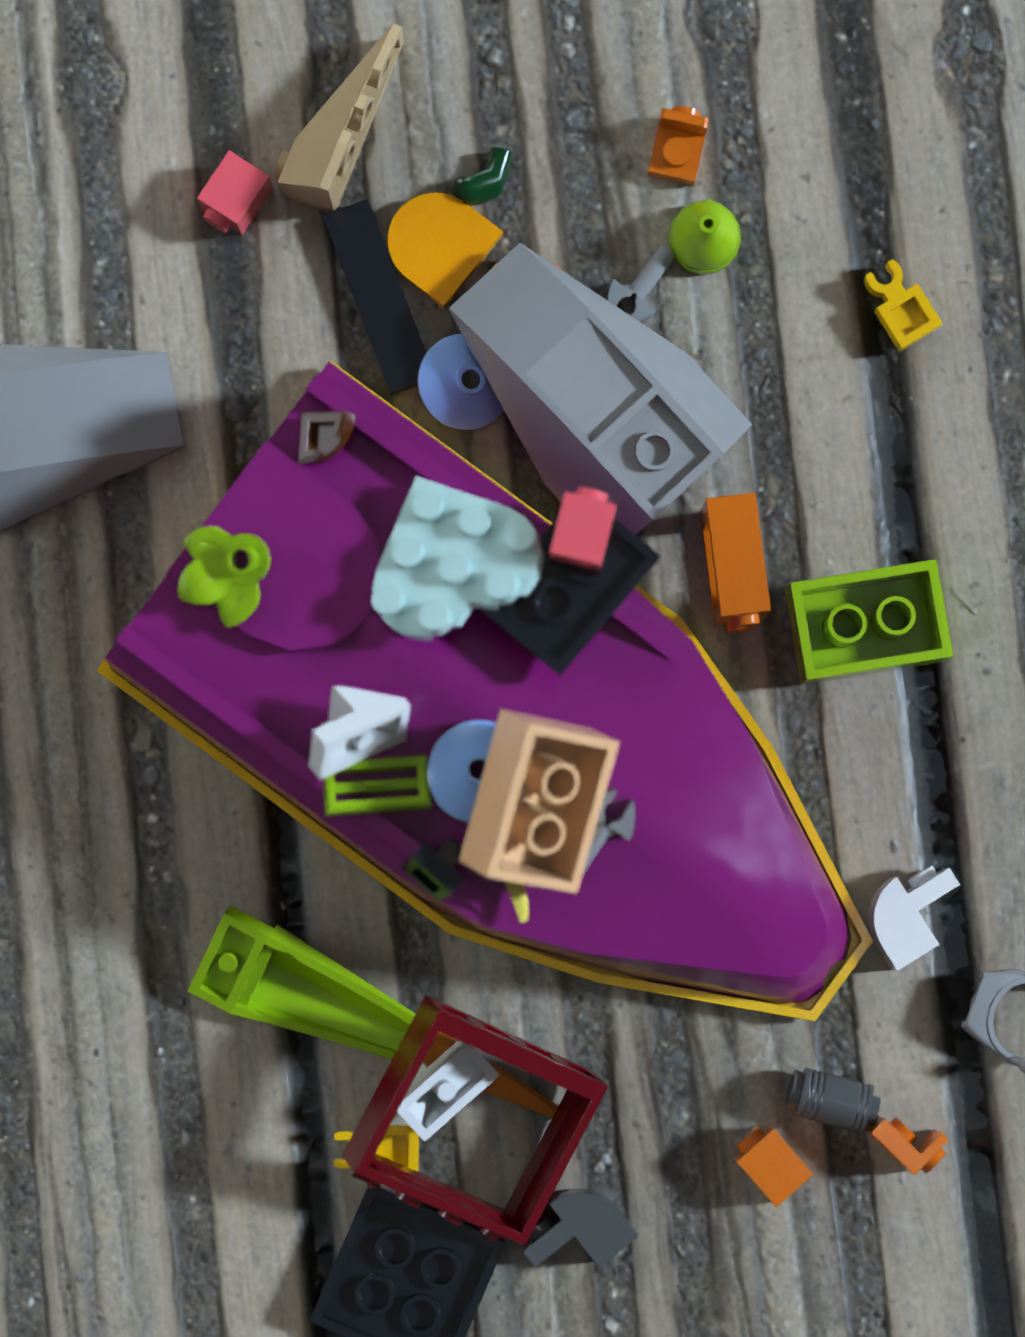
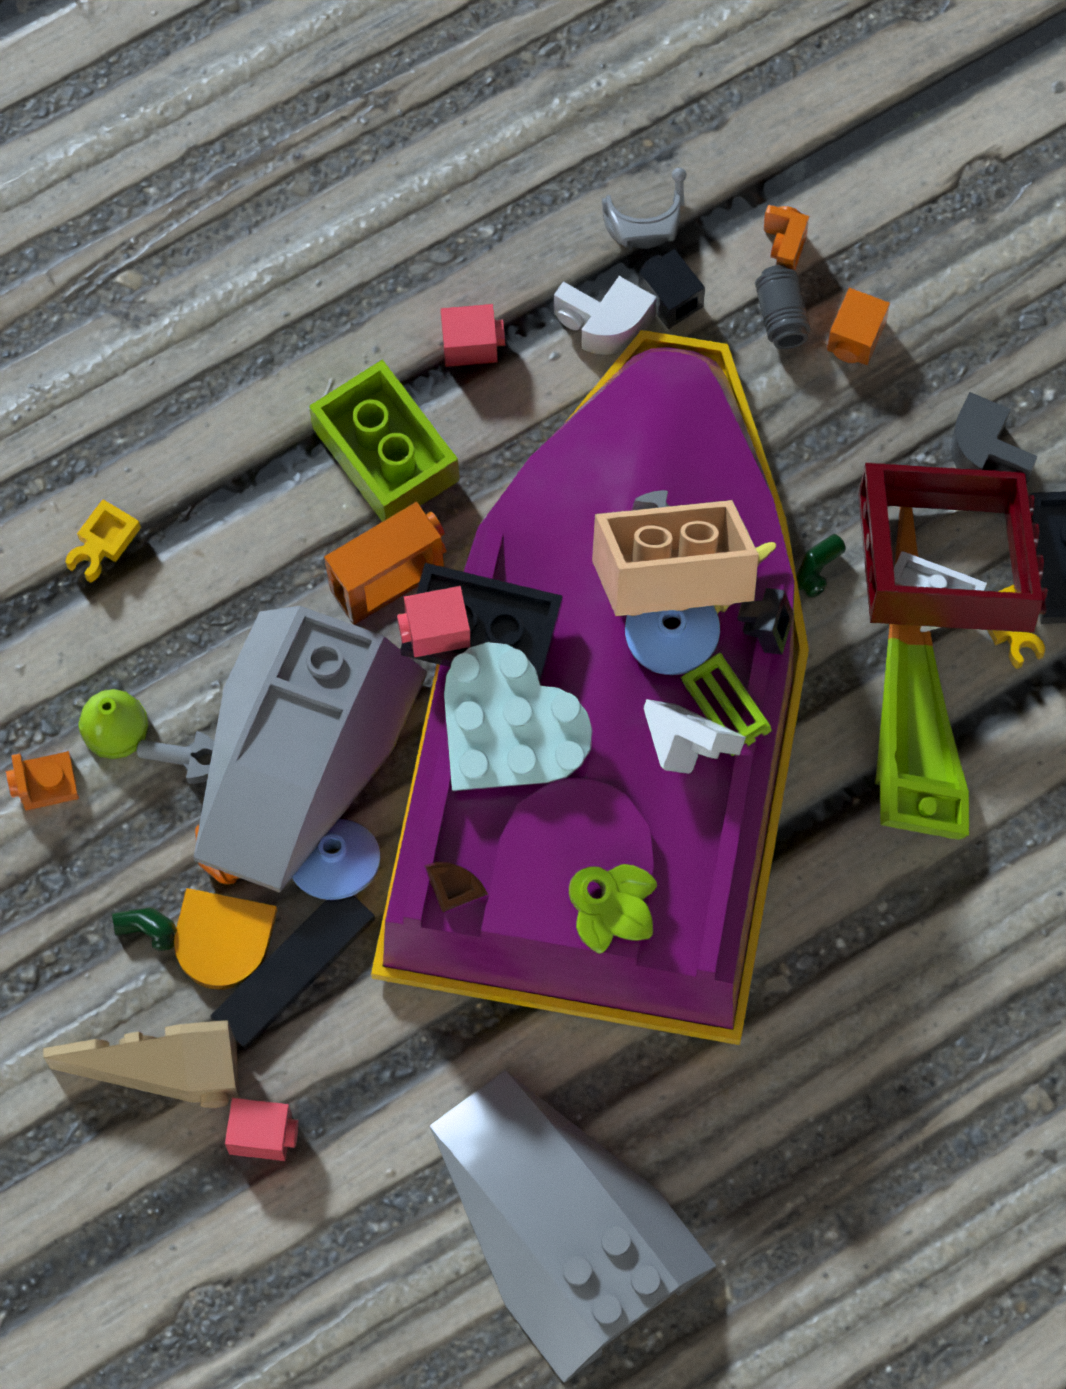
camera: 115 degrees left, 15 degrees down
(542, 992) = (813, 563): none -> dark green arm
(909, 995) = (674, 285): none -> black brick
(951, 768) = (471, 335): none -> coral brick

